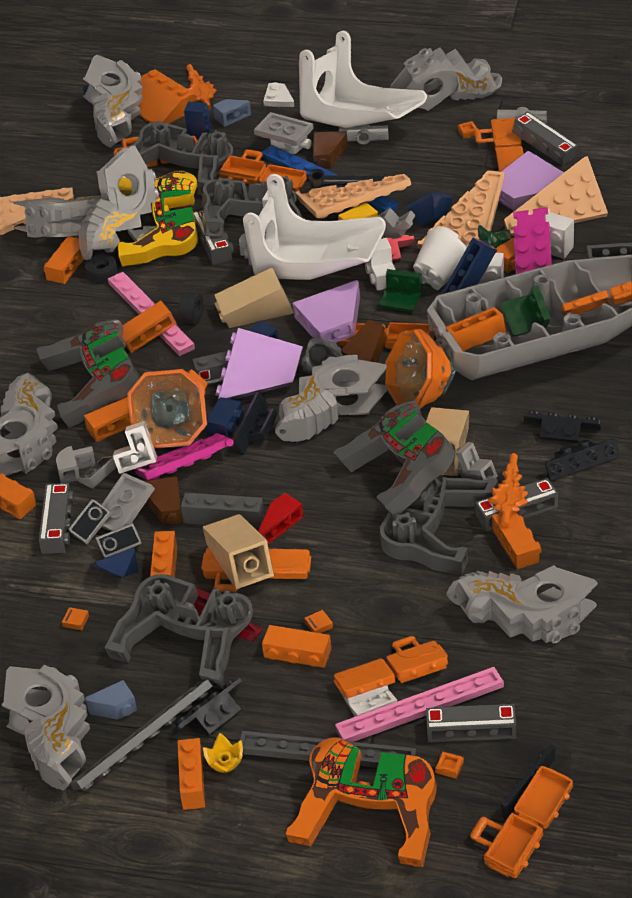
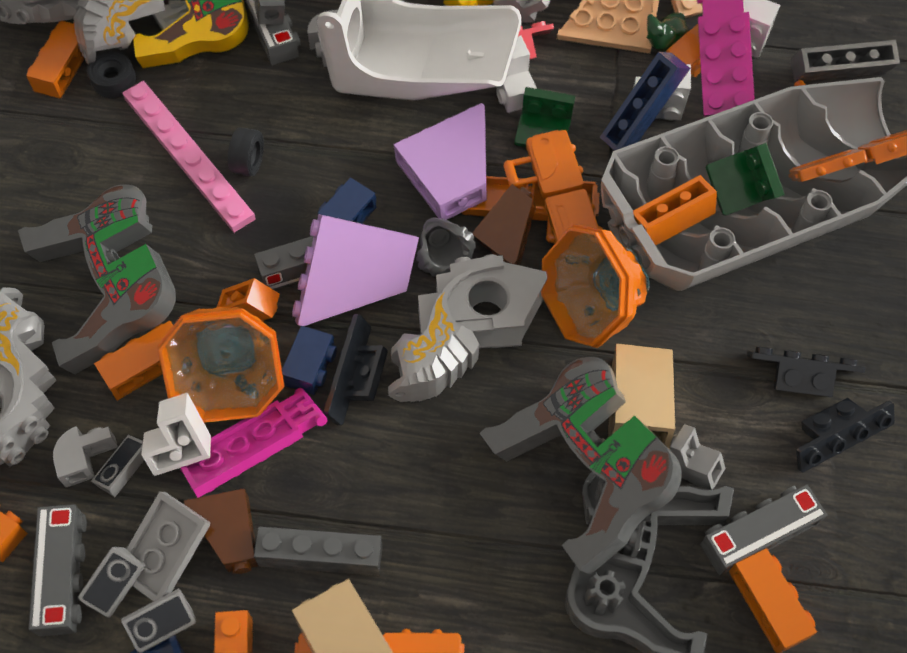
camera: 10 degrees left, 20 degrees up
(147, 326) = (182, 187): orange brick -> none
(253, 300) = (335, 137): tan slope -> none
(280, 516) = (410, 557): red slope -> none
(401, 313) = (557, 179): none -> orange piece
(439, 256) = (599, 65): white cone -> none
(509, 494) = (755, 525): orange piece -> none

